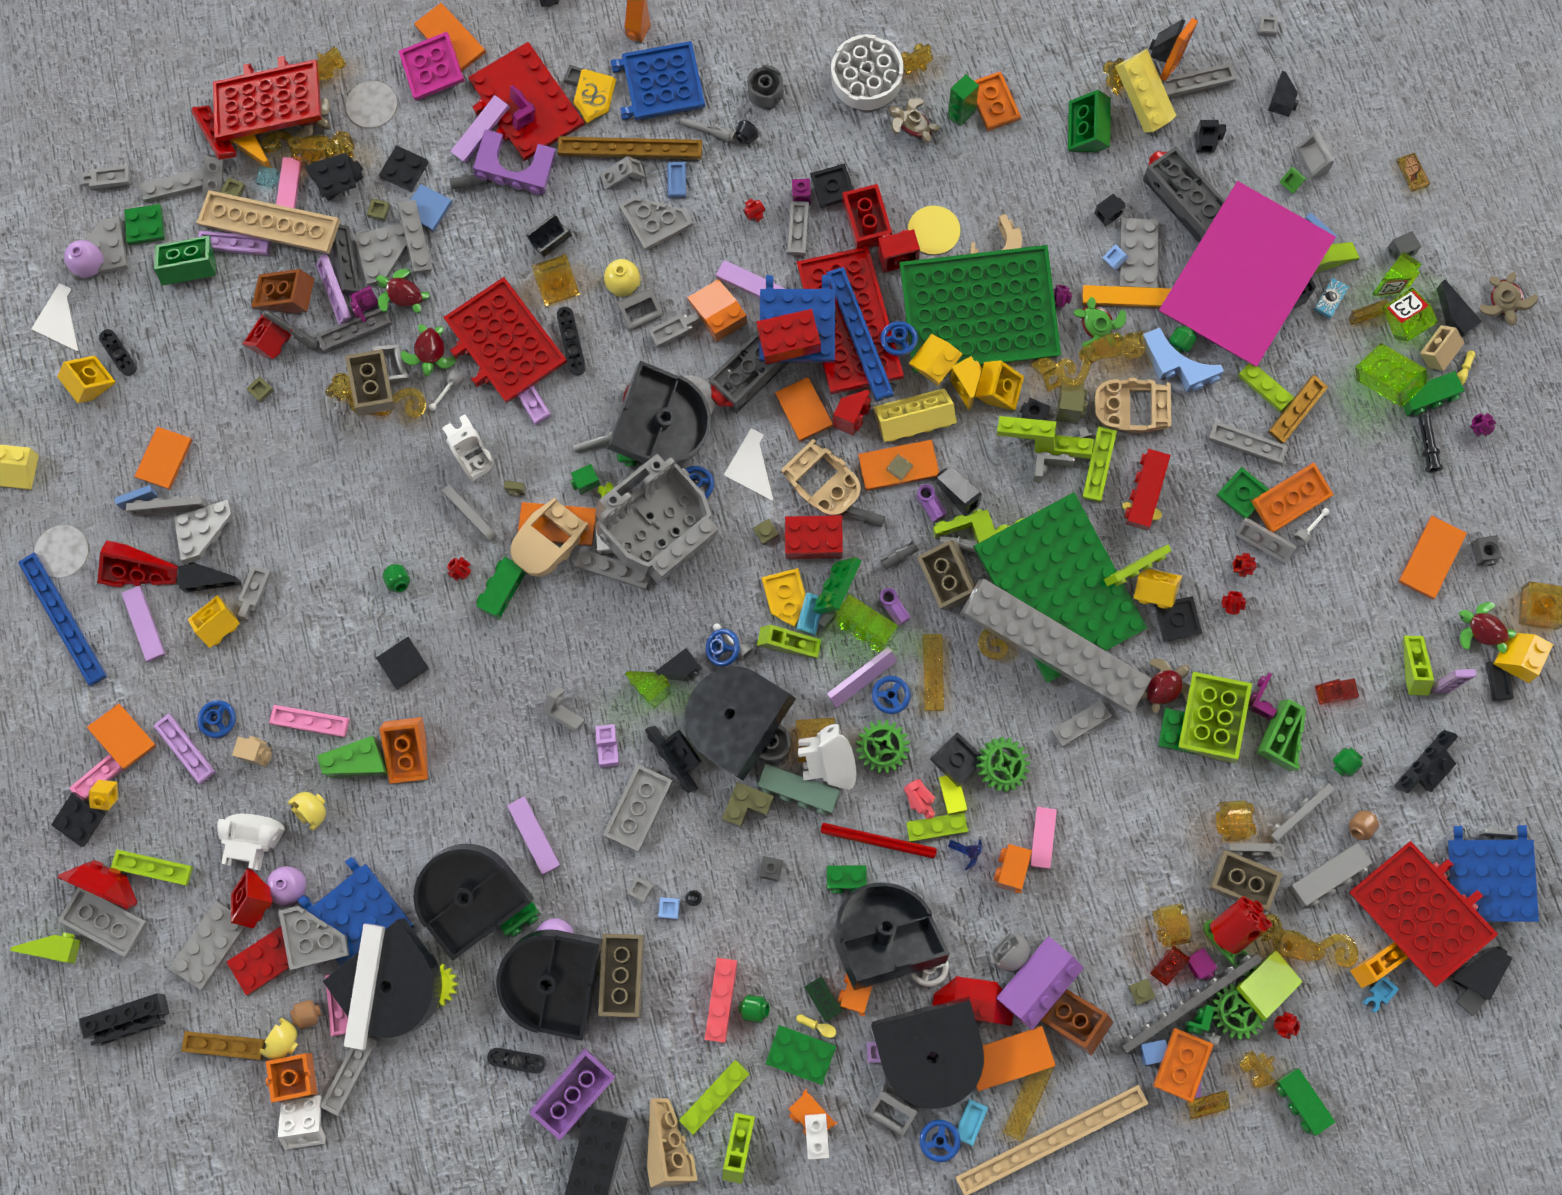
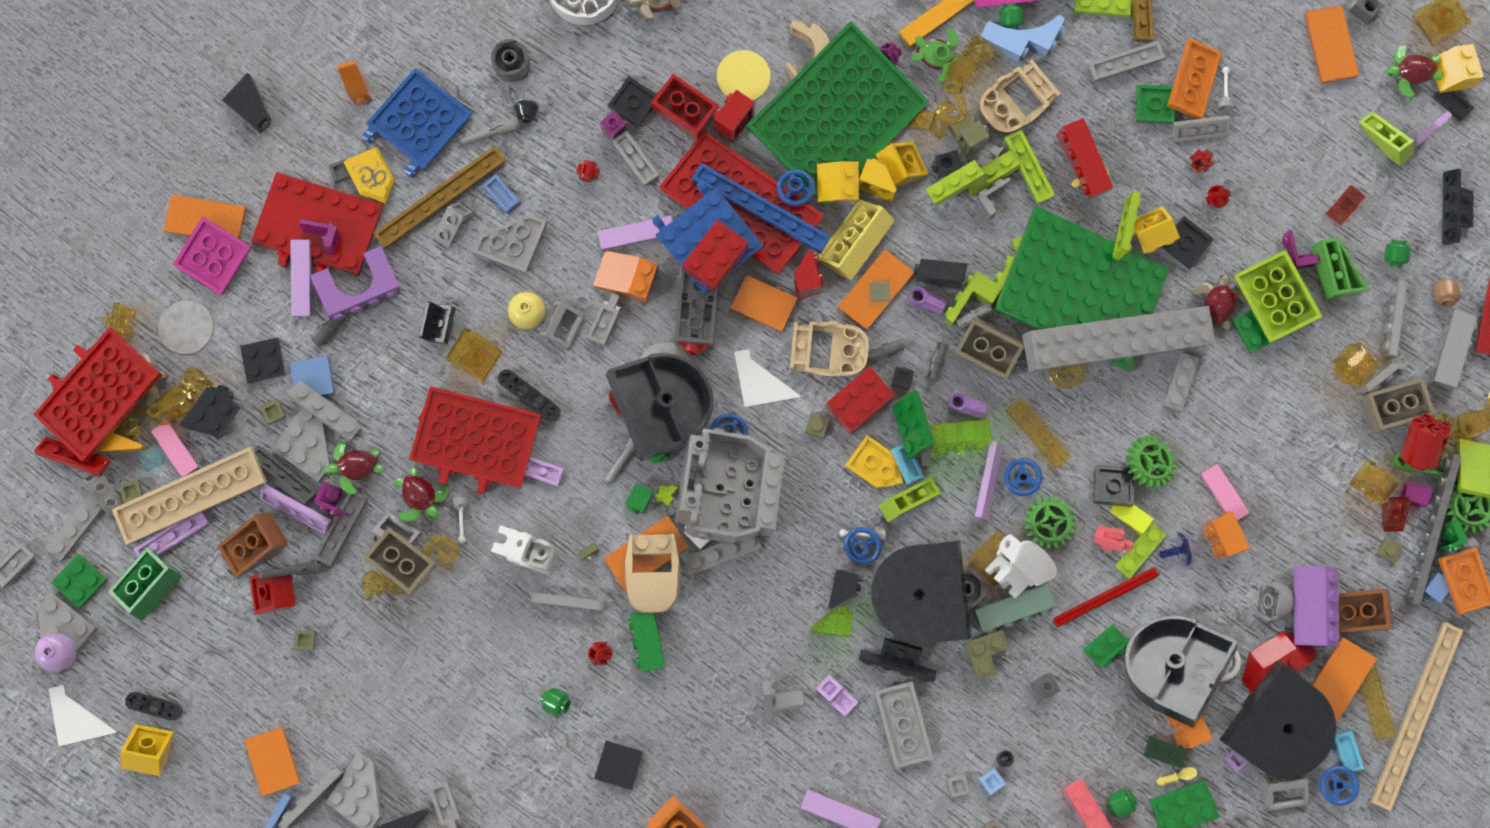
camera: 45 degrees left, 5 degrees up
(861, 546) = (902, 378): none -> black plate

